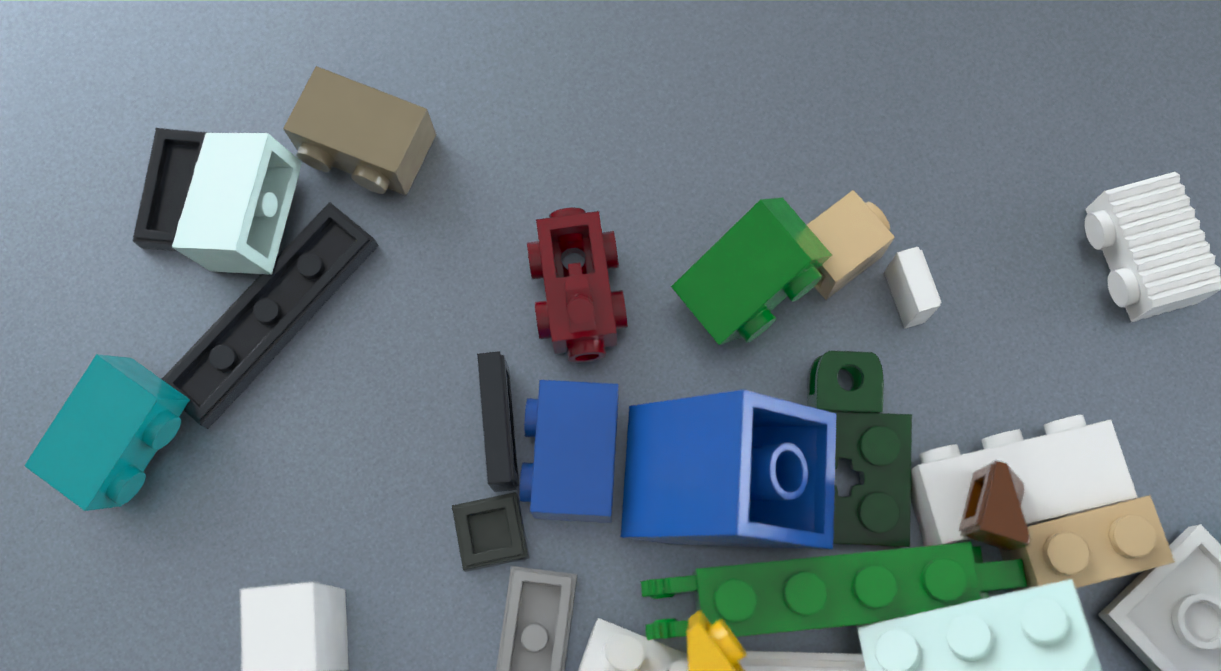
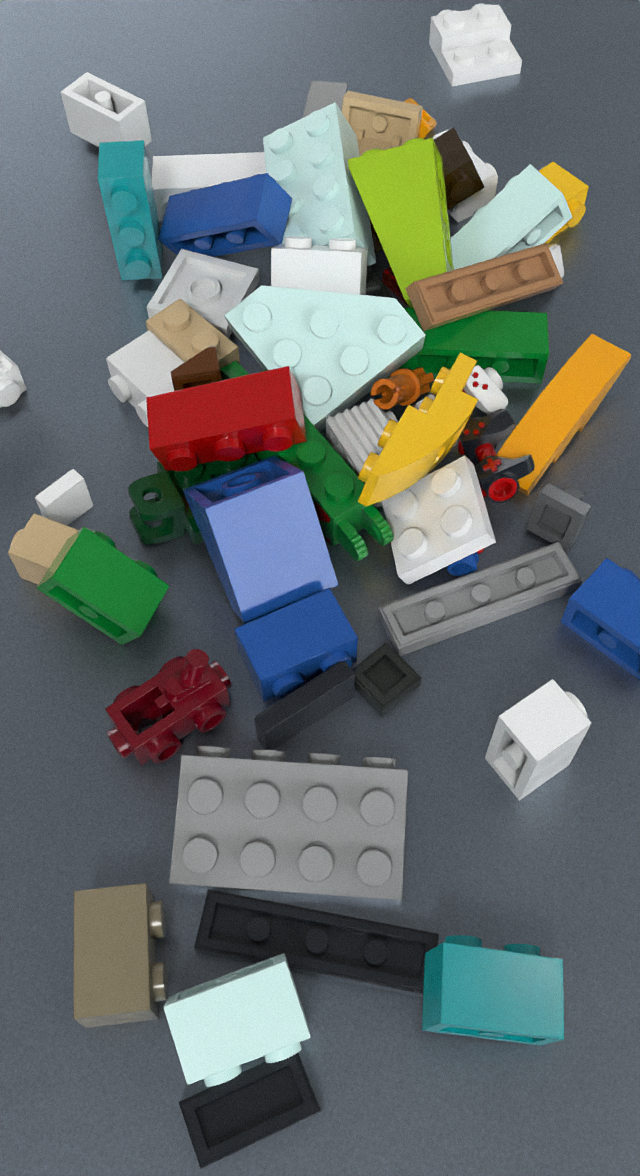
camera: 120 degrees left, 15 degrees down
(390, 348) = (290, 824): none -> light grey bracket
(897, 505) = (226, 419): none -> red brick

